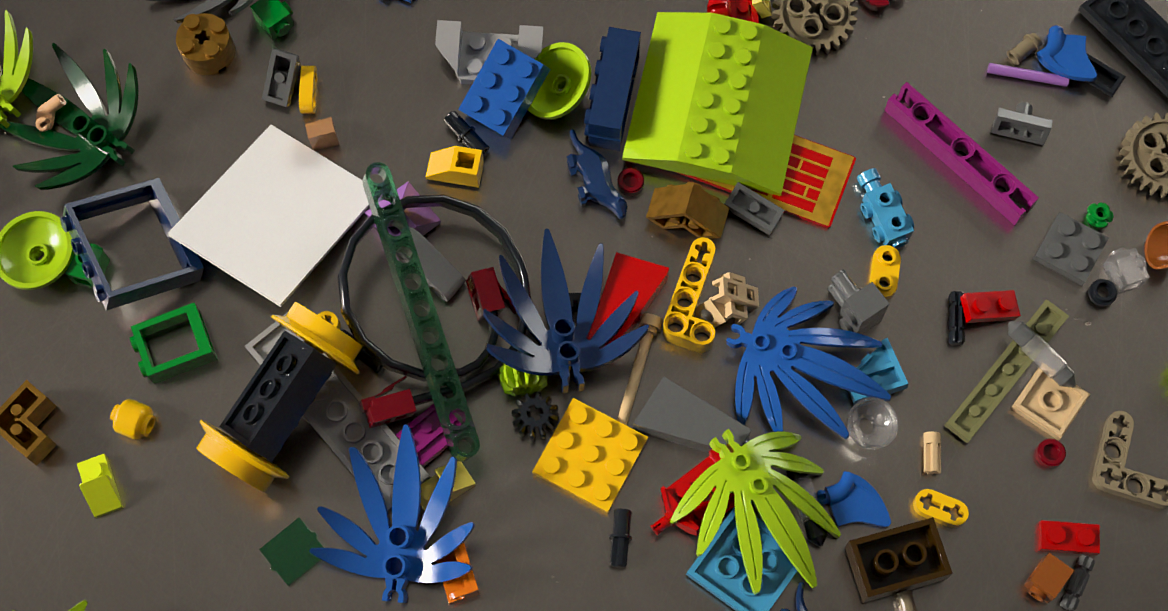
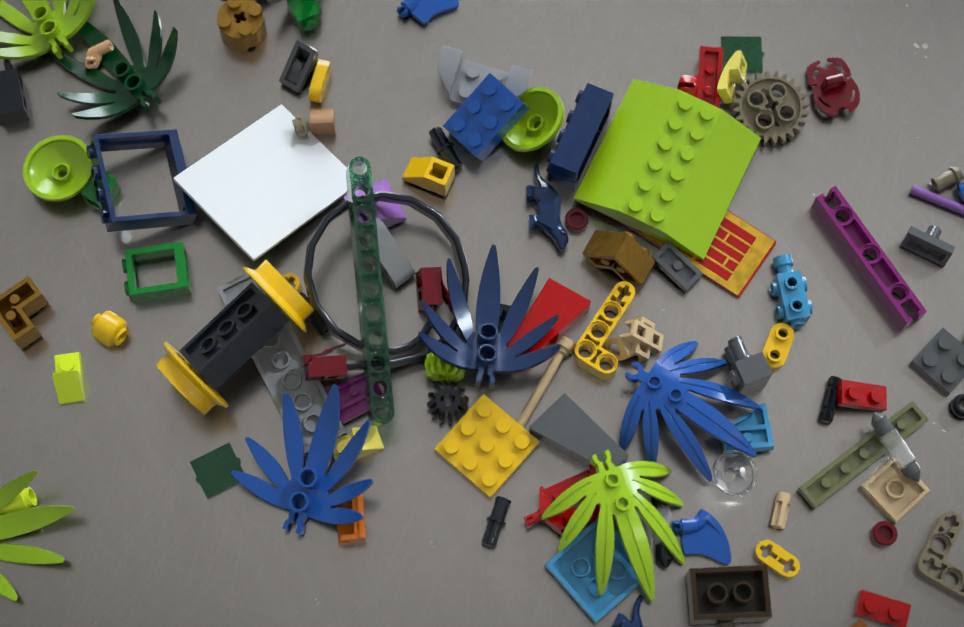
camera: 10 degrees right, 0 degrees up
(299, 144) = (301, 126): none -> dark tan plate

